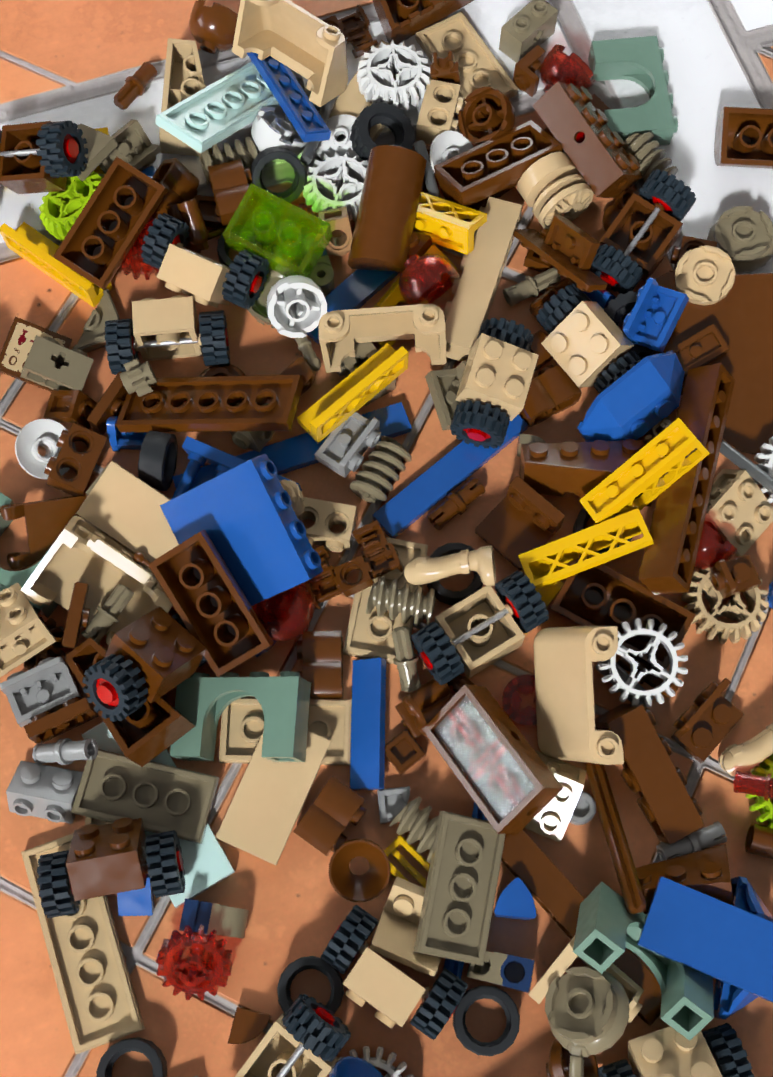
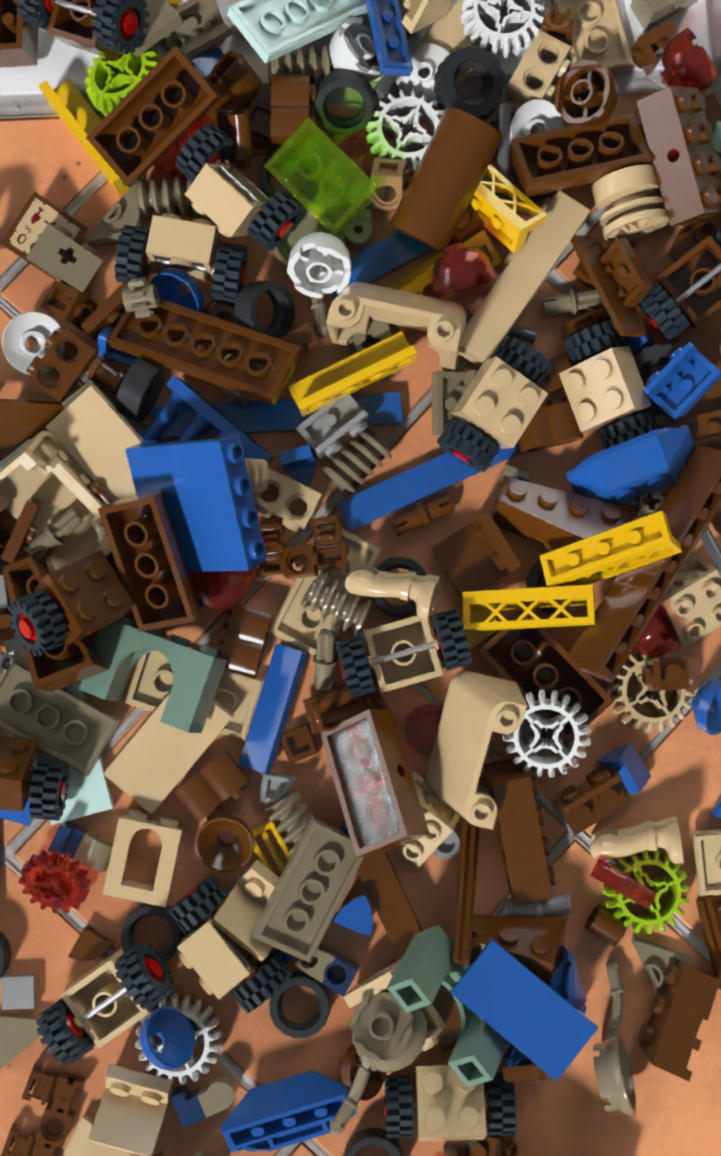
camera: 15 degrees right, 15 degrees up
(123, 457) = (107, 374): none -> reddish brown bush
(138, 290) = (164, 197): none -> dark tan piece
(160, 362) = (170, 289): none -> blue piece
(266, 349) = (283, 307): none -> black tyre
(304, 884) = (170, 835): none -> tan panel
(325, 485) = (299, 463): none -> blue tile
(740, 686) = (628, 766): none -> blue tile
(741, 1011) = (523, 1074): none -> reddish brown tile

